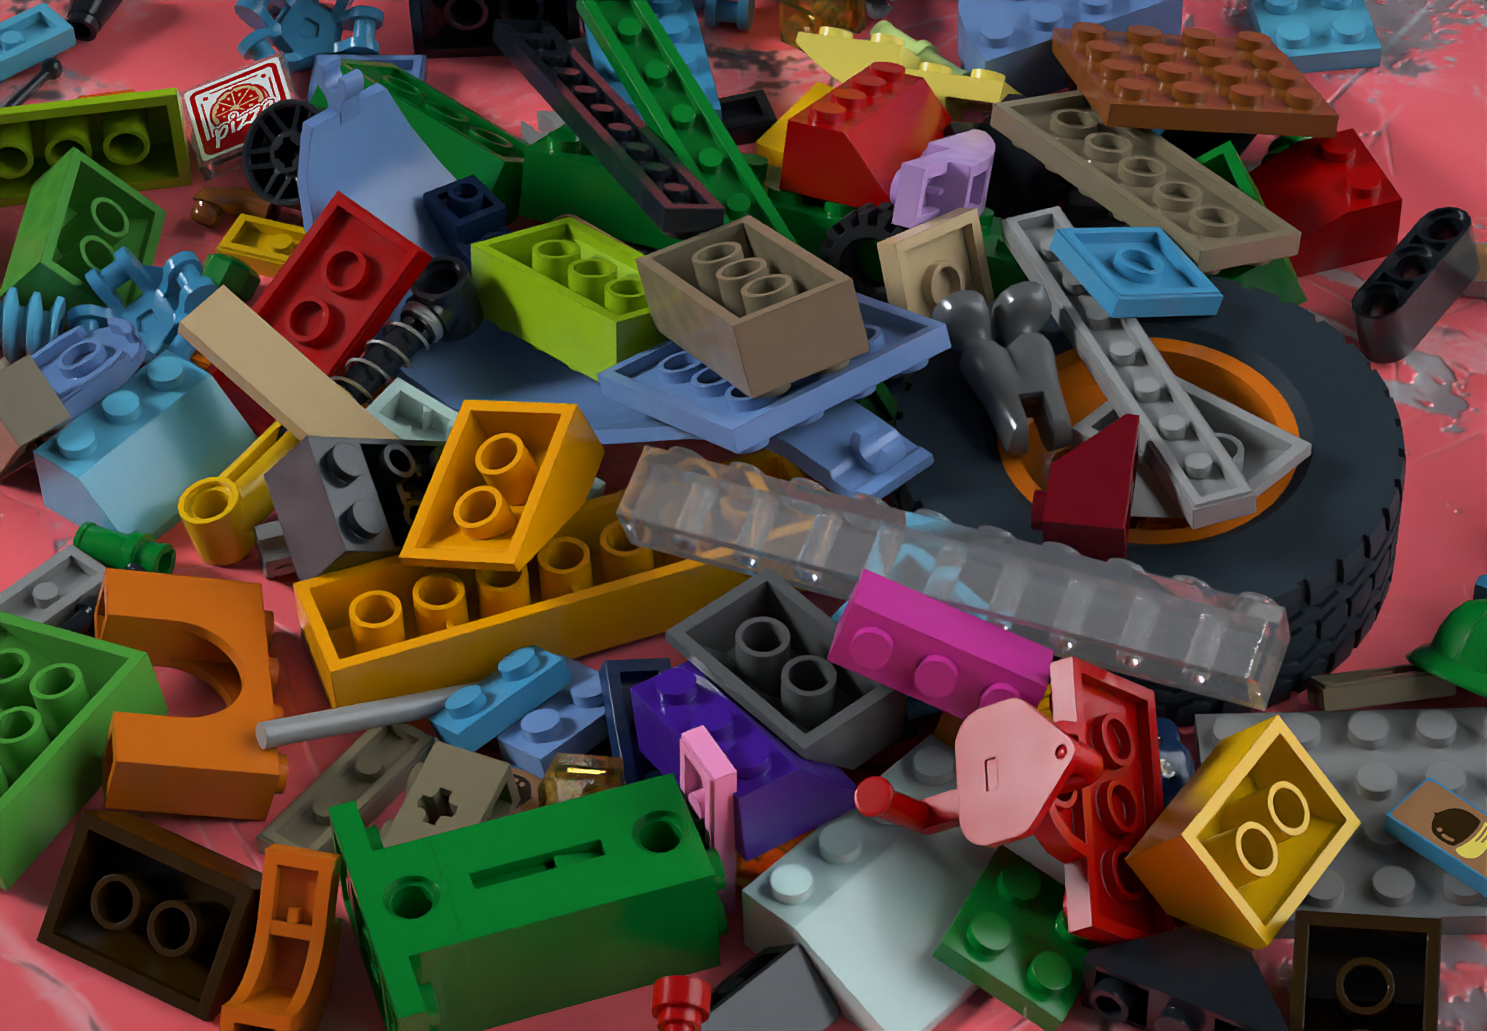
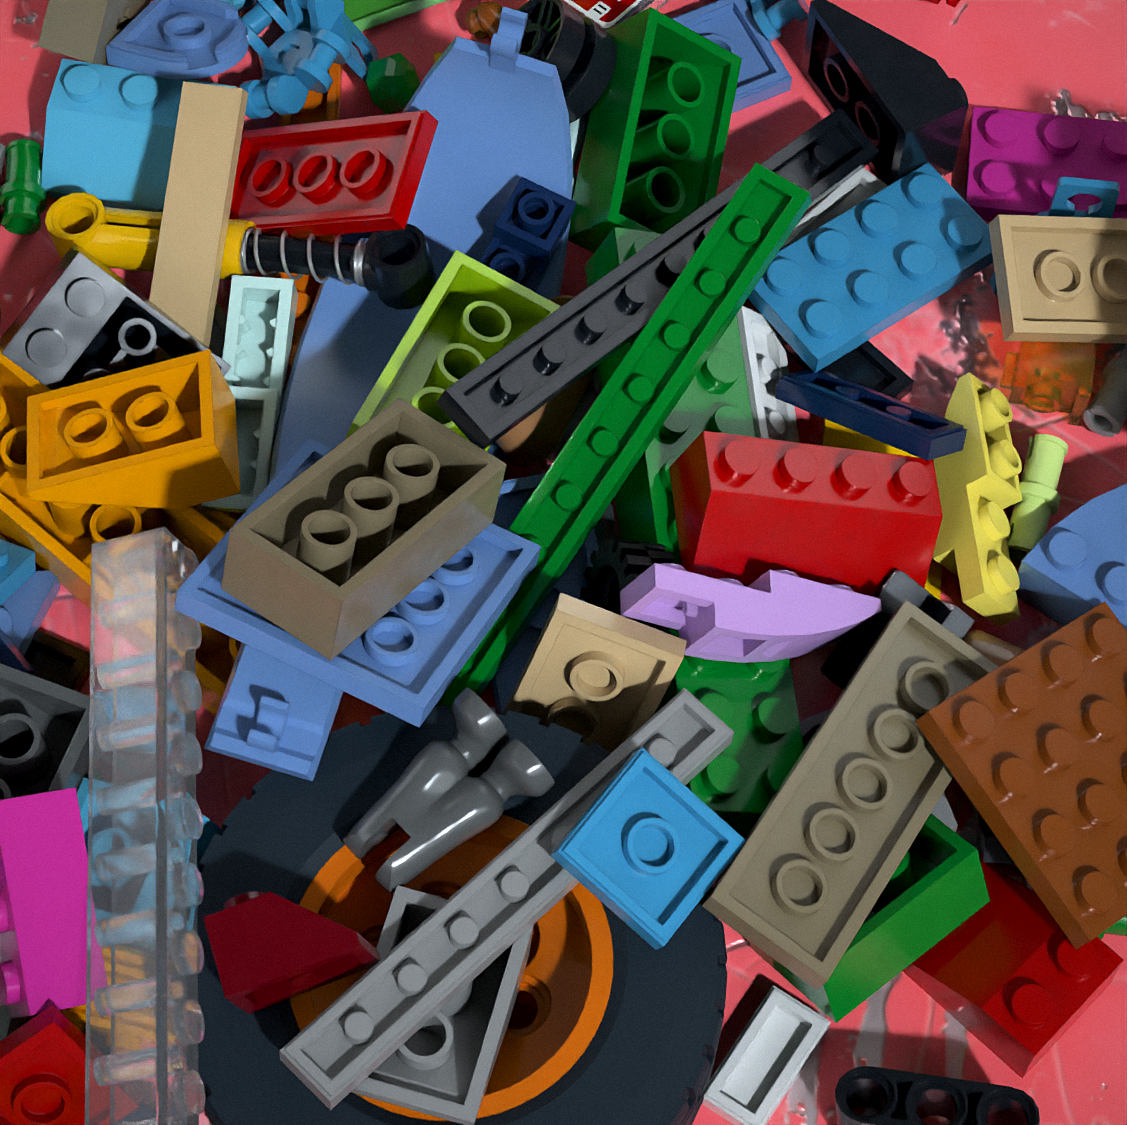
camera: 60 degrees right, 20 degrees up
(797, 94) = (872, 413): none -> dark blue tile

